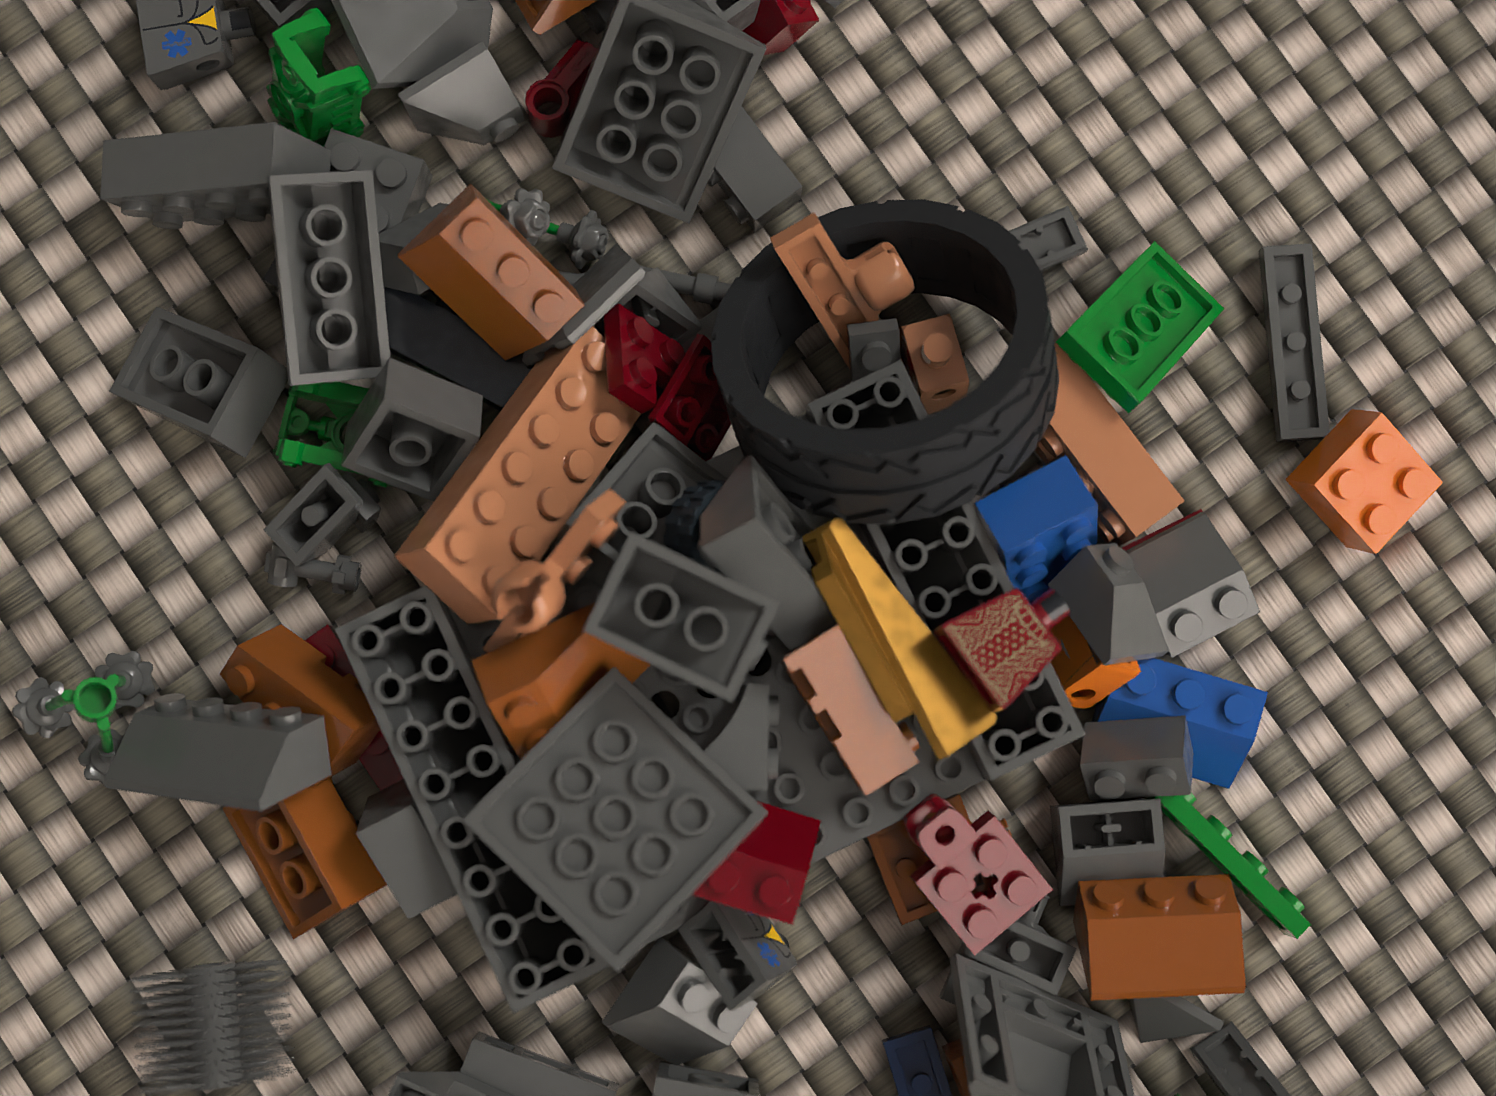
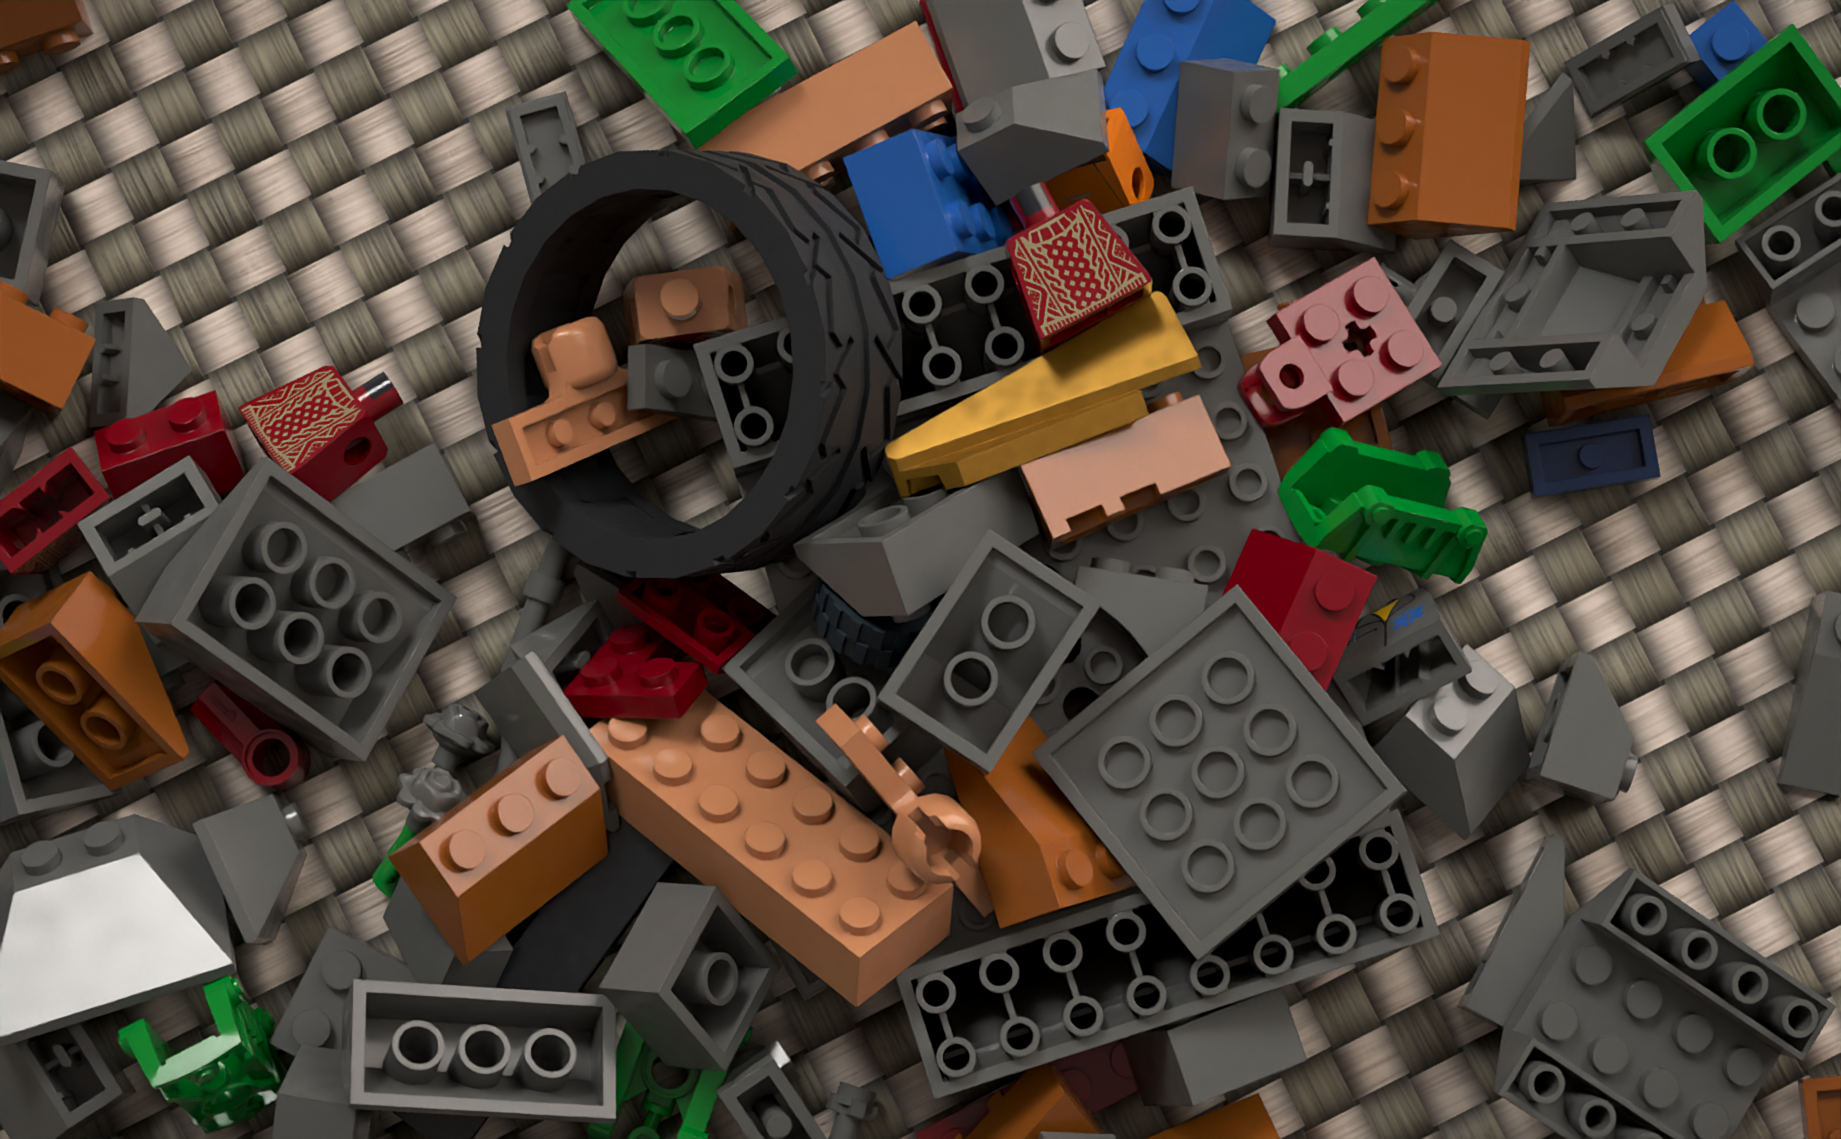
camera: 80 degrees left, 0 degrees up
(799, 102) = (323, 428): none -> dark red torso
(853, 920) = (1381, 507): none -> green piece

